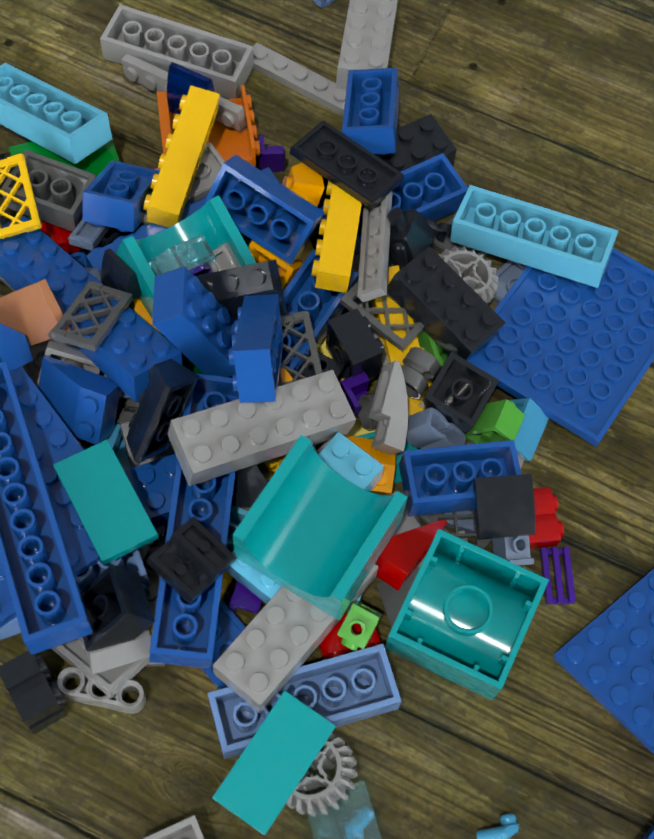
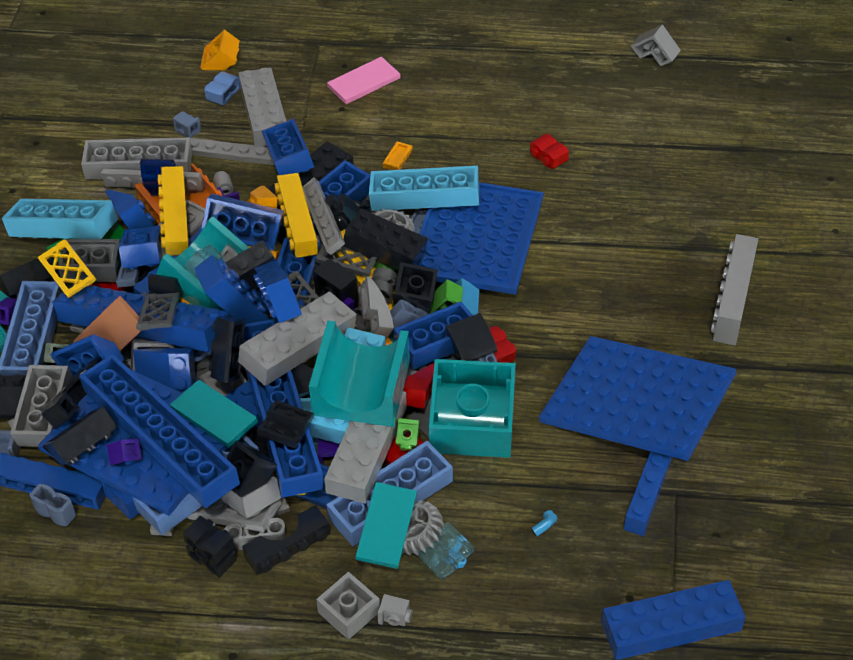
camera: 15 degrees left, 15 degrees down
(101, 727) = (266, 553): none -> black arch
(129, 136) = (130, 210): none -> blue slope
(261, 22) = (186, 124): none -> sand blue brick
(273, 127) = (223, 180): none -> light grey brick
(347, 164) = (286, 180): black tile -> none
(518, 32) = (363, 80): none -> bright pink tile
(518, 166) = (397, 156): none -> light orange tile
(570, 592) = (528, 371): dark purple tile -> none

